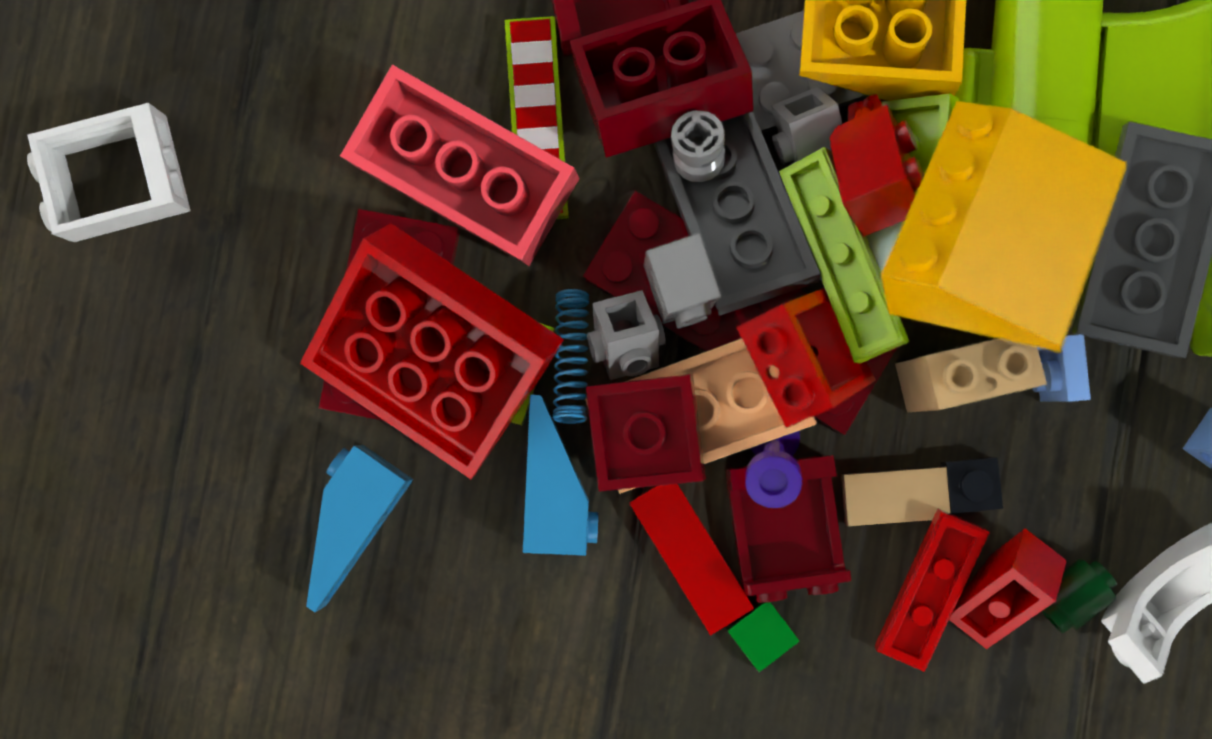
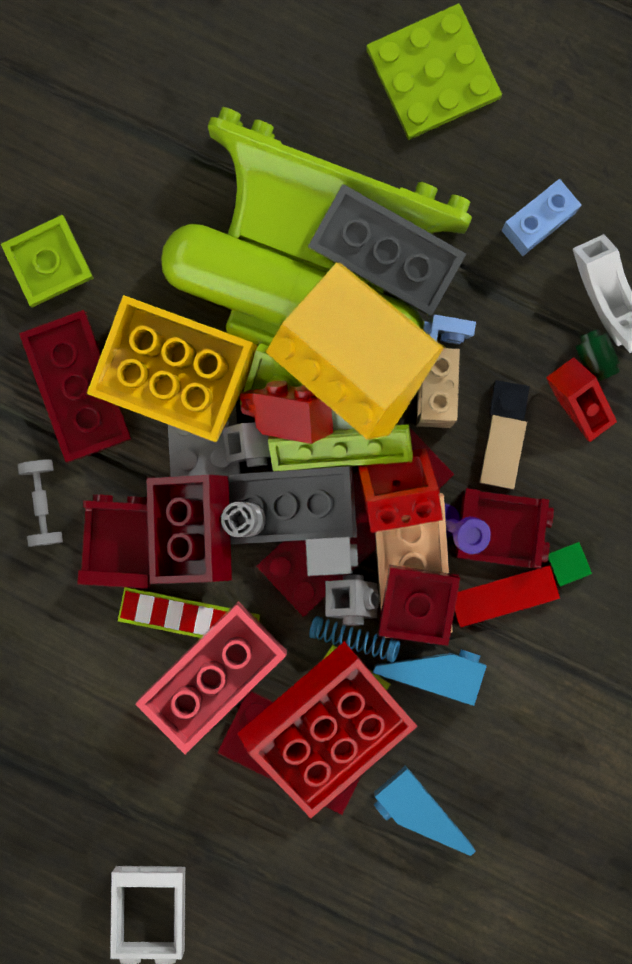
camera: 70 degrees left, 0 degrees up
(931, 589) = (569, 447): red tile -> none

